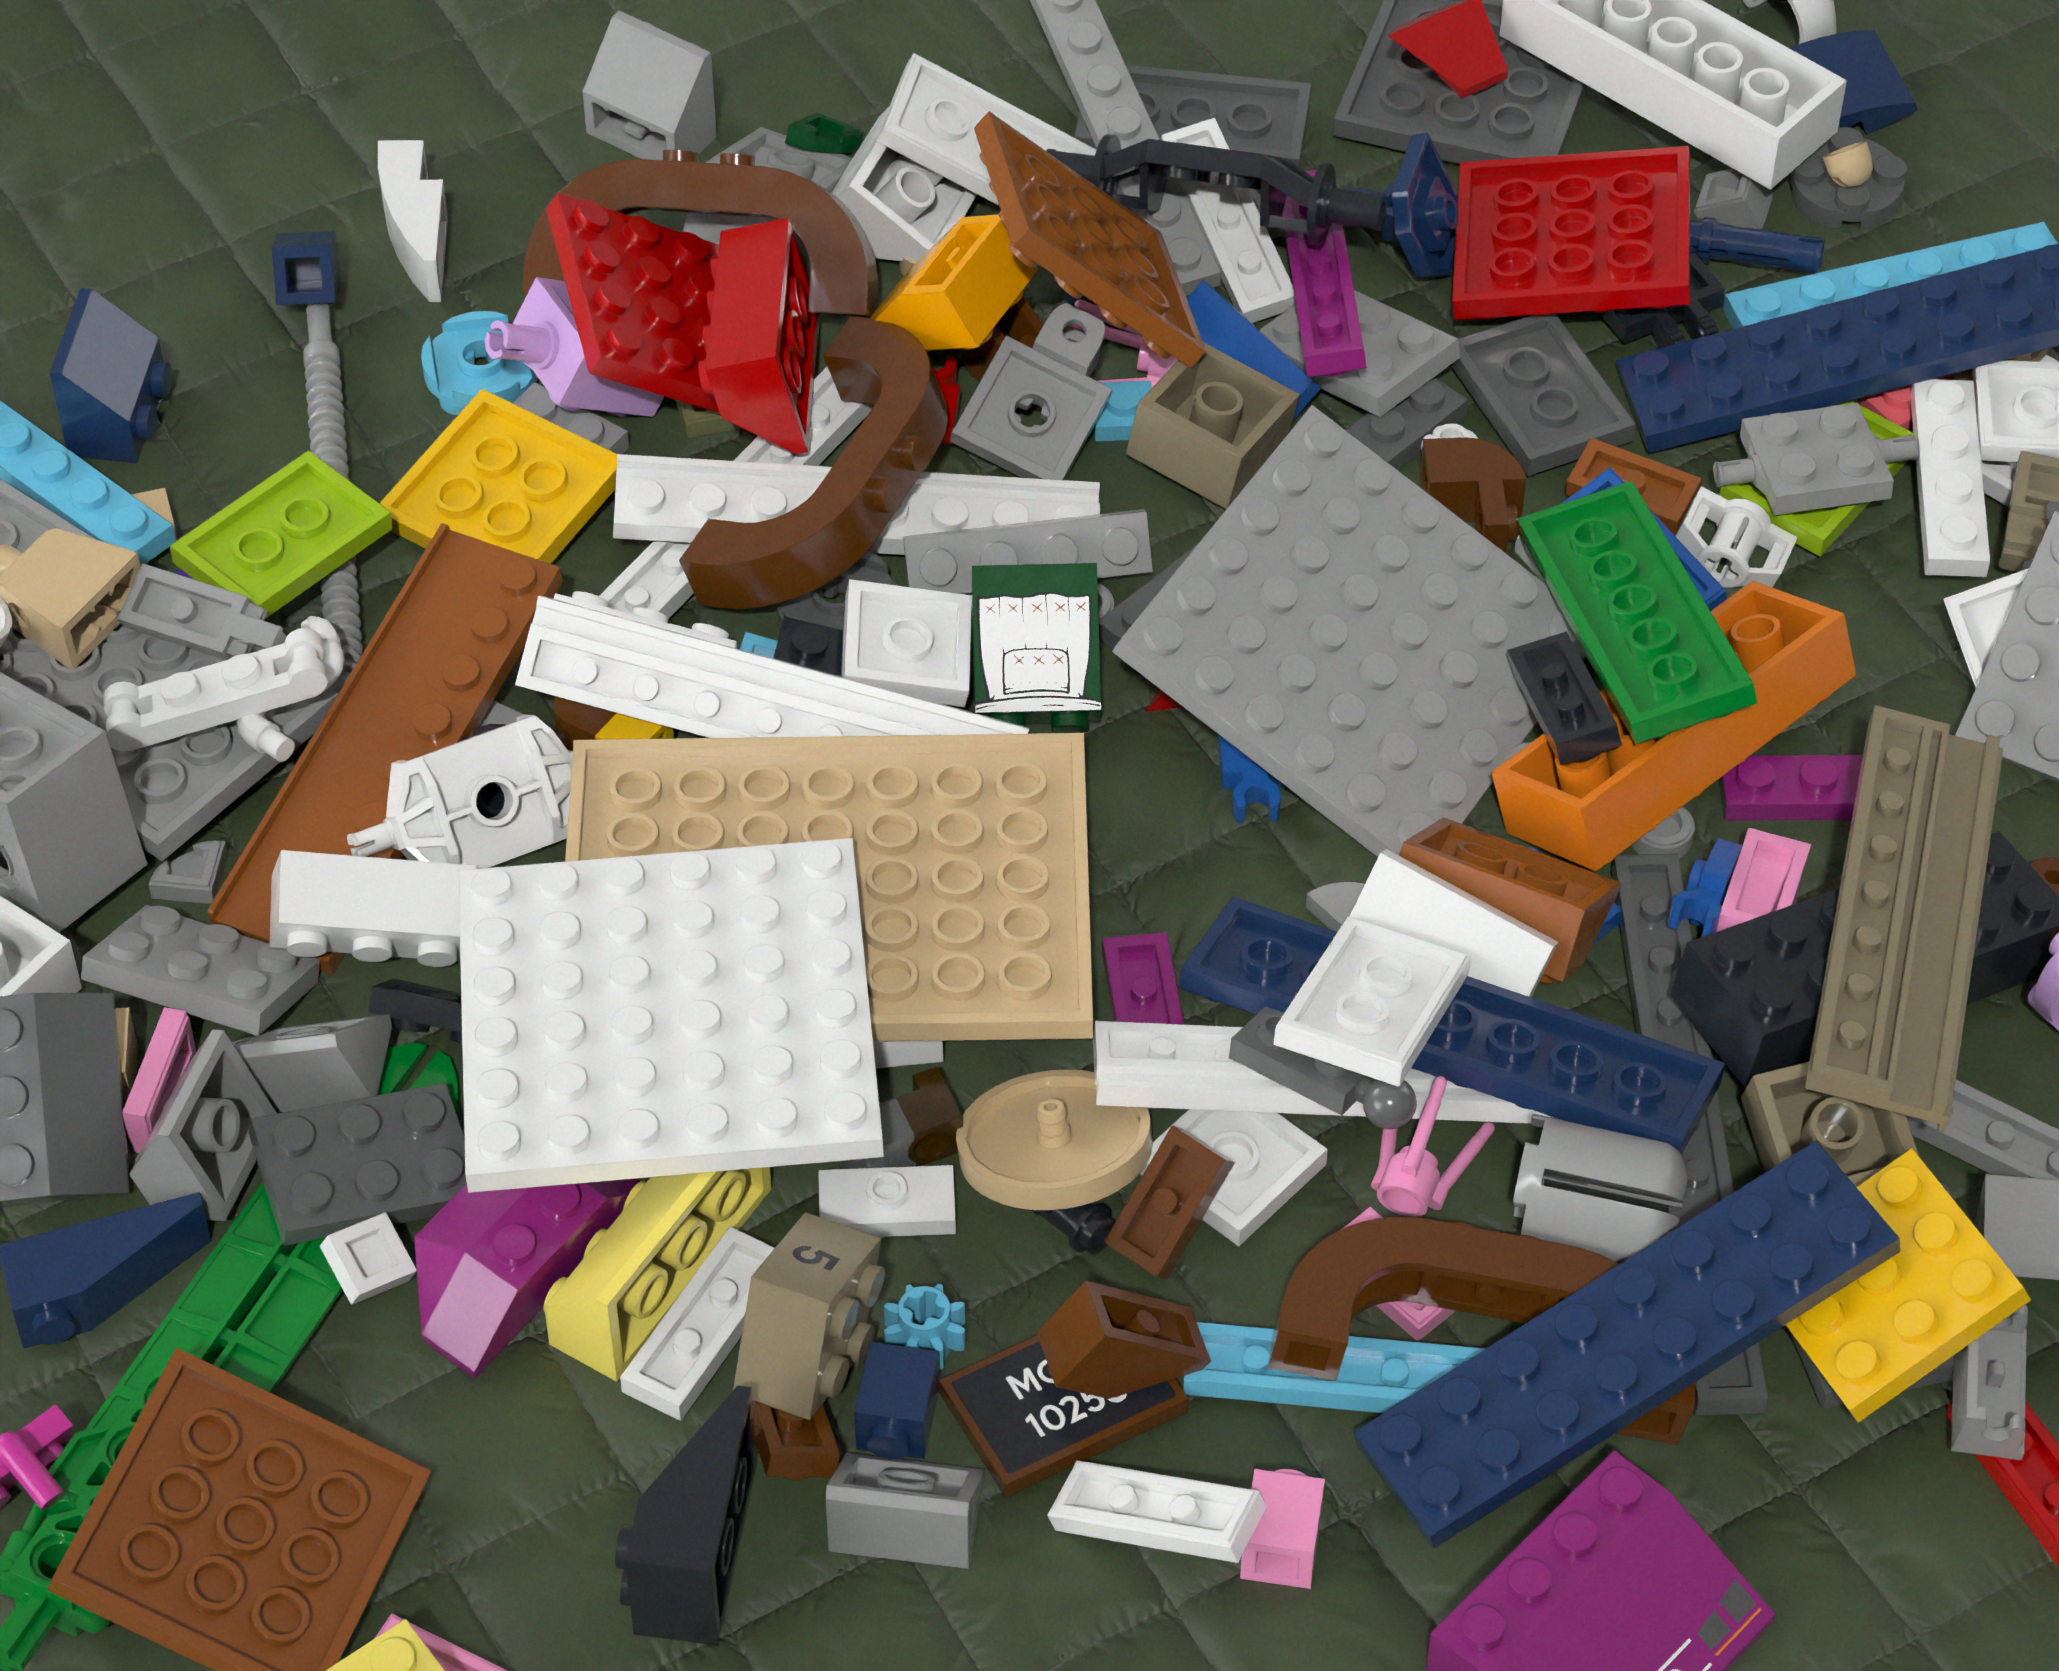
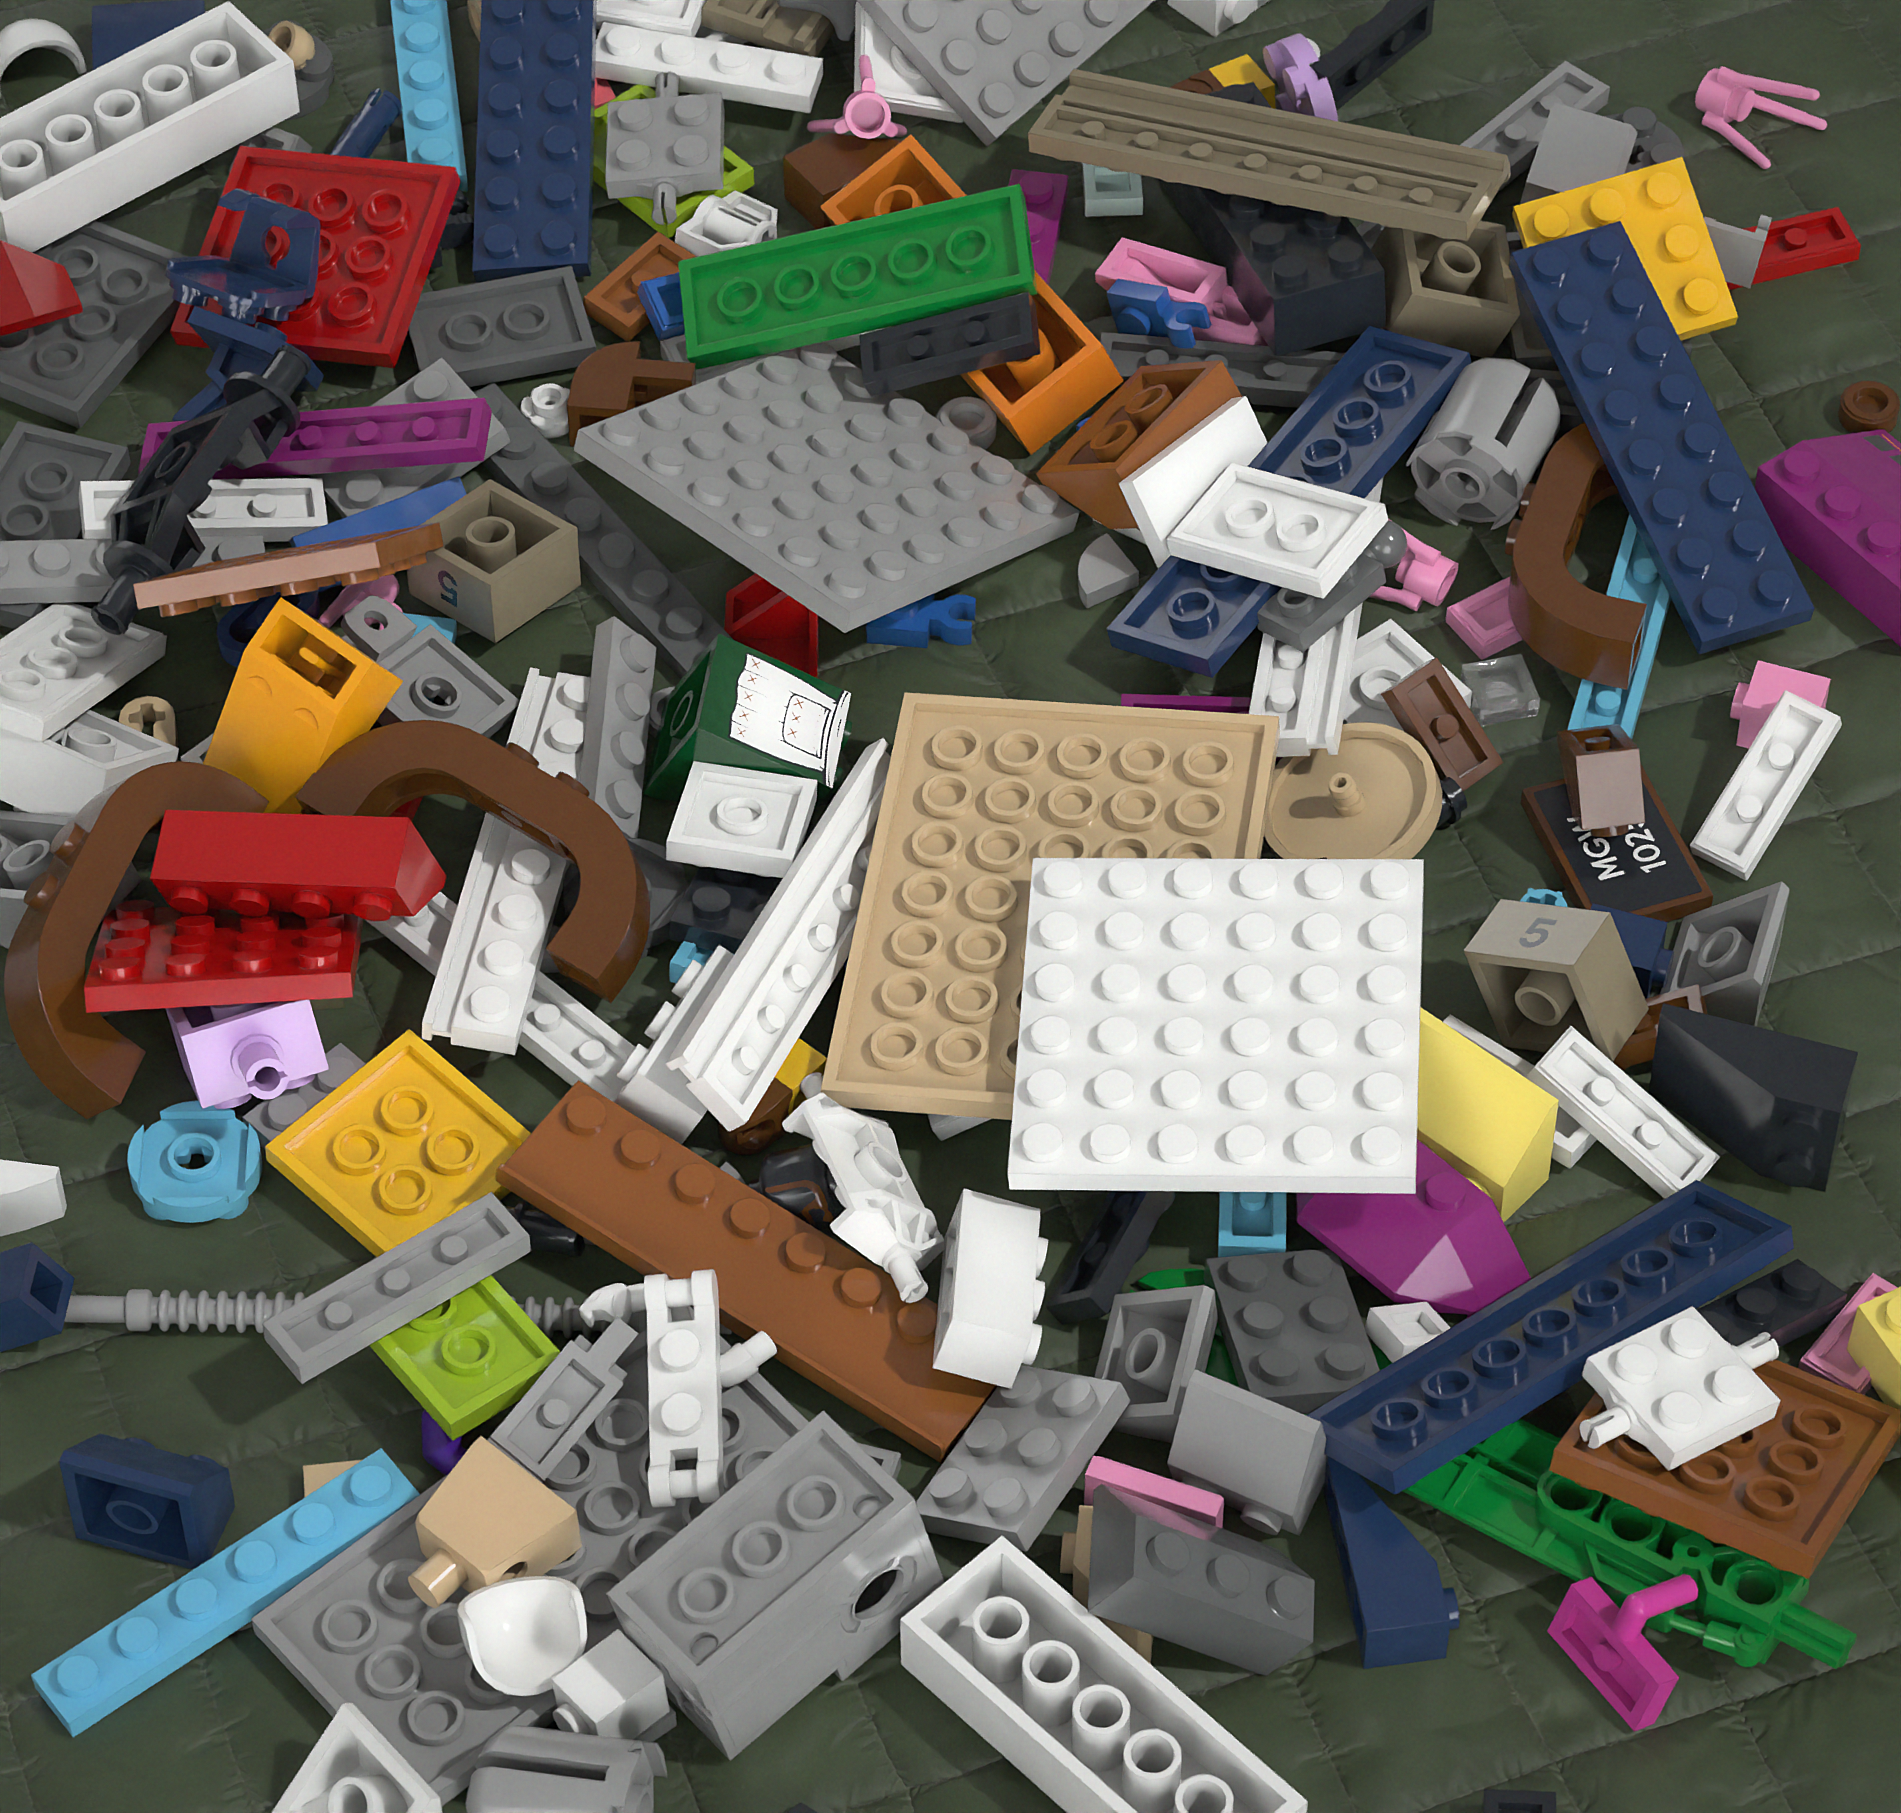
camera: 80 degrees left, 0 degrees up
(266, 1454) = (1679, 1388): none -> white plate
(299, 476) = (396, 1287): none -> light grey plate
(364, 1363) = (1543, 1332): none -> dark blue plate
(417, 1552) = (1779, 1303): none -> black plate
(669, 1406) = (1622, 1115): none -> white tile
(1256, 1262) = (1500, 689): none -> clear plate
(1495, 171) = (245, 280): none -> dark blue piece
(1805, 1597) = (1868, 407): none -> reddish brown tile
(1849, 590) = (825, 167): none -> reddish brown slope
(1900, 593) = (863, 112): none -> bright pink plant

